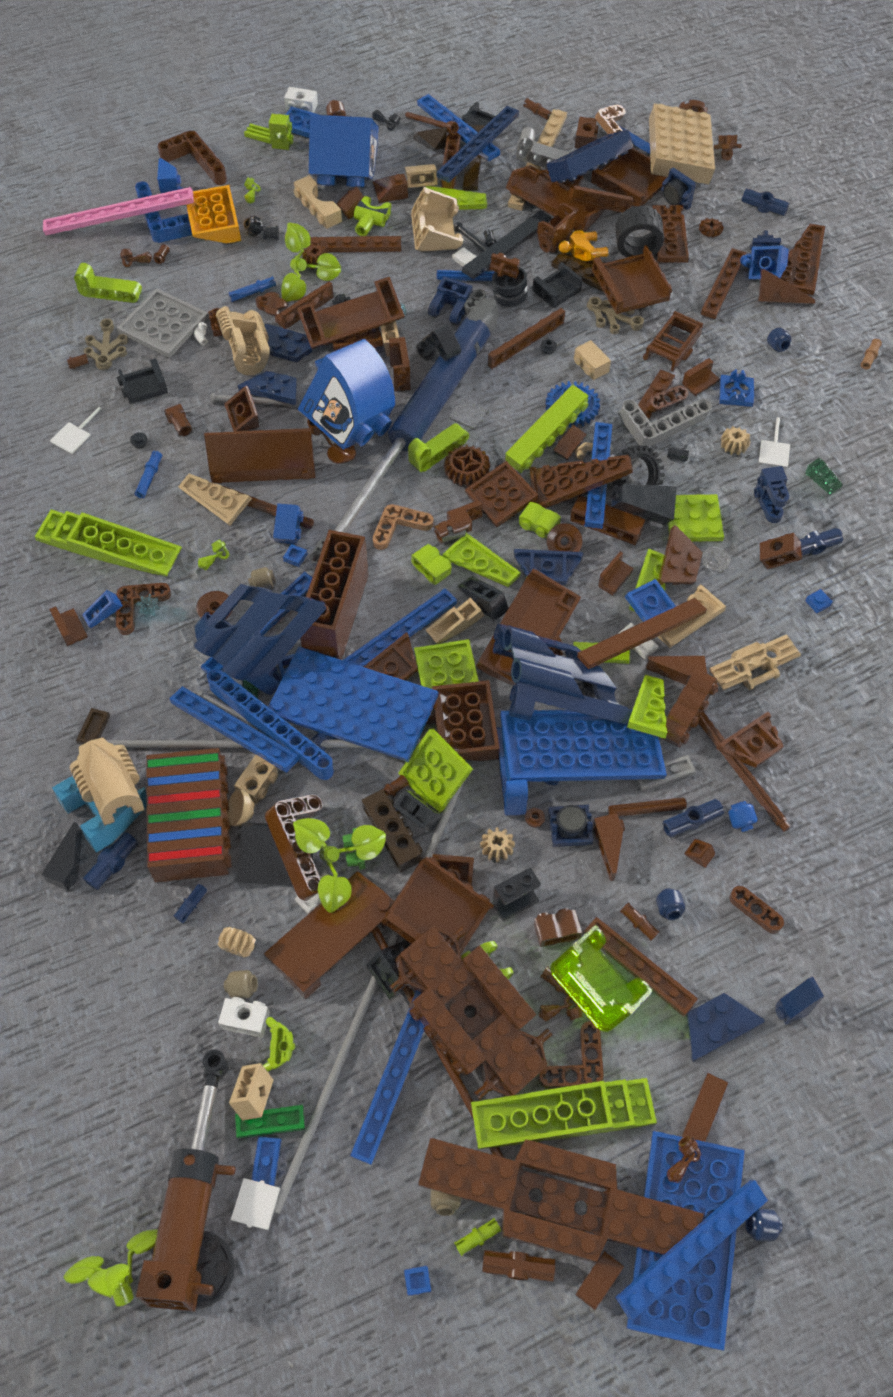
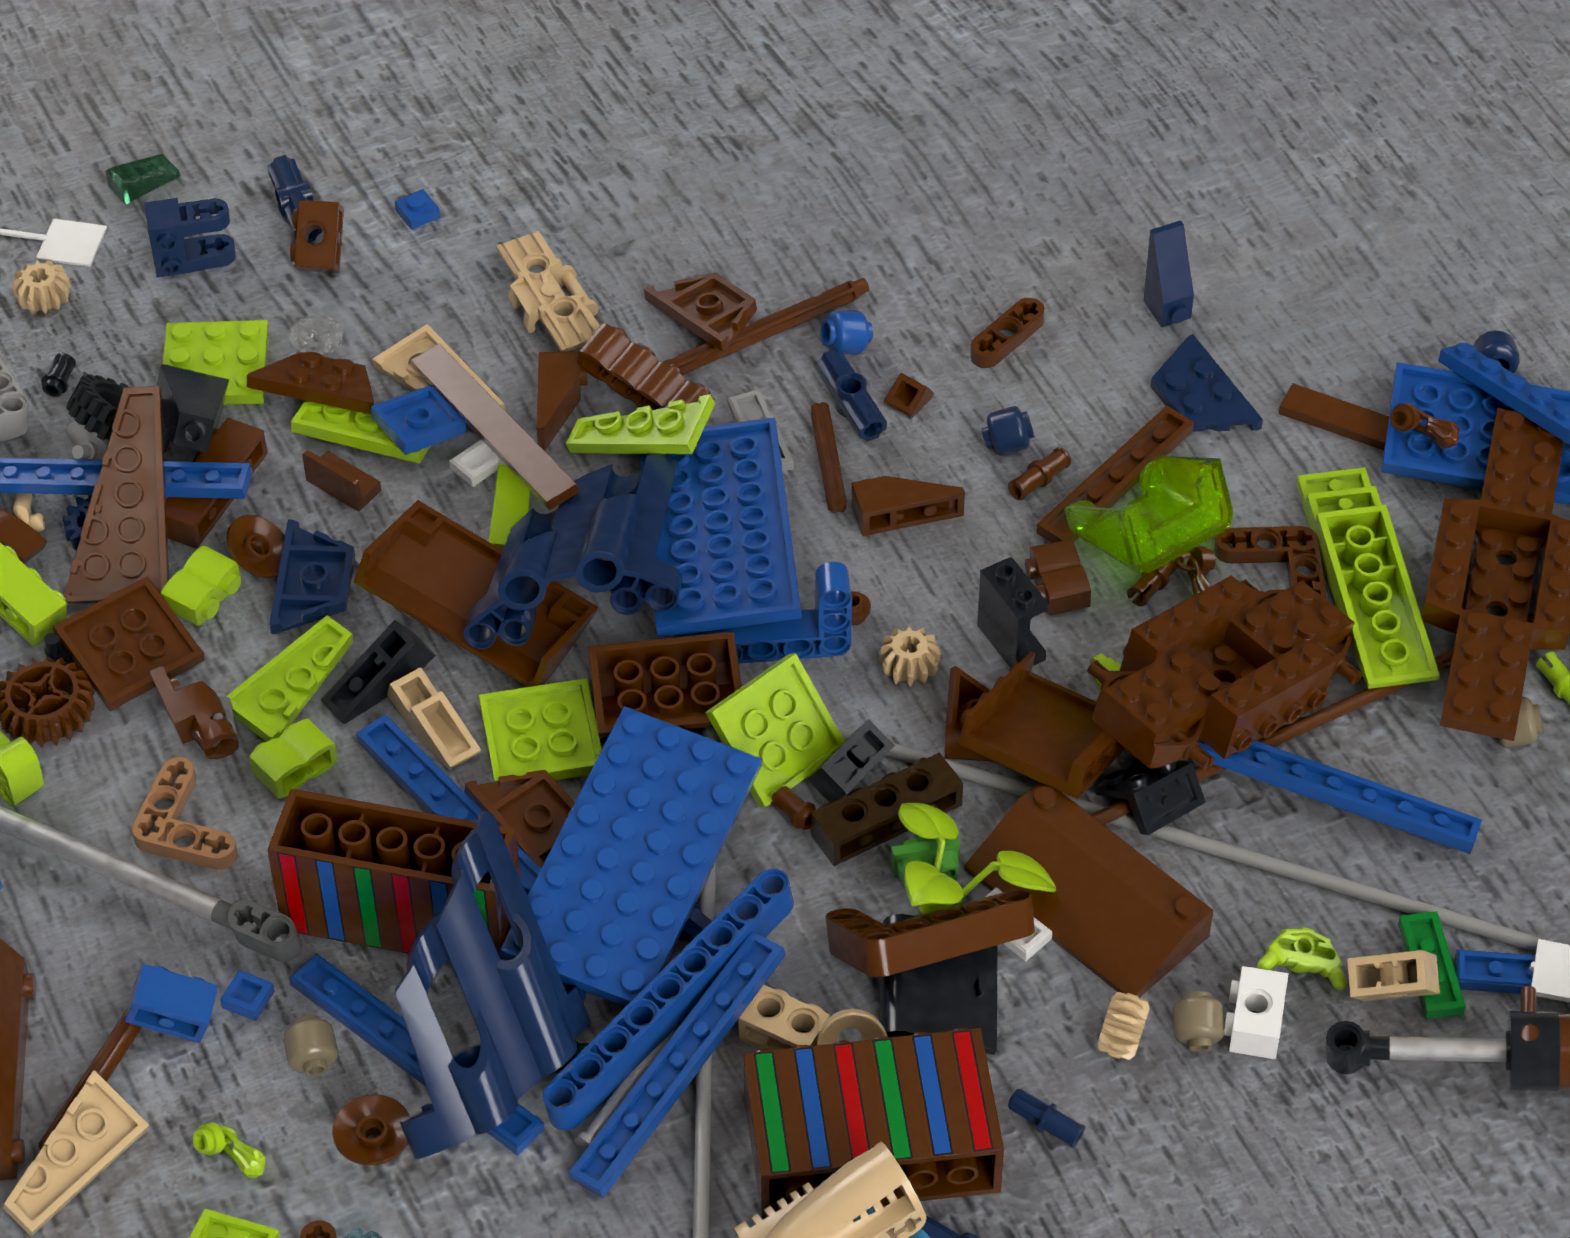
camera: 90 degrees left, 10 degrees down
(570, 825) = (870, 553): piece -> none

